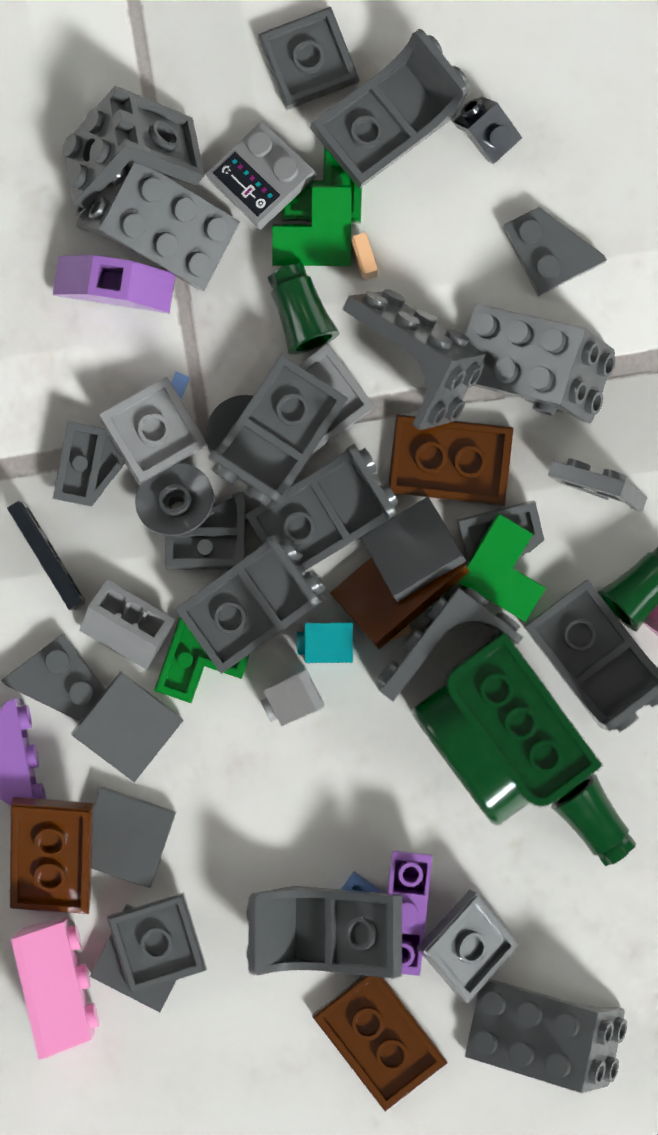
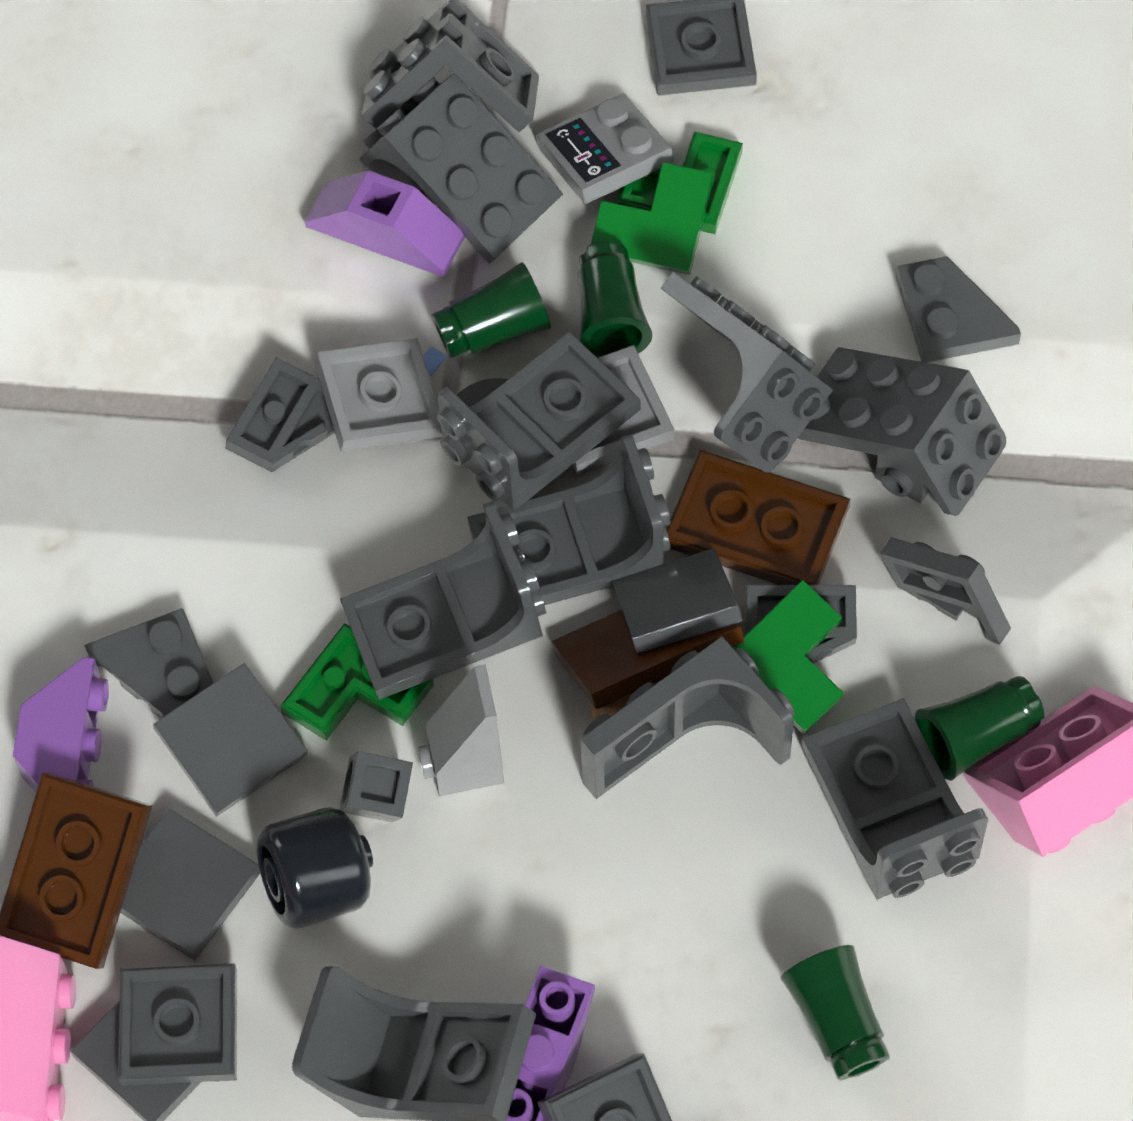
camera: 20 degrees right, 25 degrees down
(46, 555) = (196, 509): black tile -> none
(126, 624) = (270, 615): light grey brick -> none
(173, 485) = (381, 479): dark grey dish -> none
(215, 543) = (408, 535): dark grey wing -> none
(216, 343) = (492, 314): none -> dark green plant
(216, 810) = (314, 867): none -> black head
(241, 743) = (376, 786): none -> dark grey brick
(326, 642) = (531, 696): teal brick -> none
(364, 256) = (708, 256): light nougat tile -> none
(393, 110) = (794, 111): dark grey bracket -> none
(488, 128) = (905, 159): black bracket -> none
(504, 732) = (738, 839): dark green brick -> none

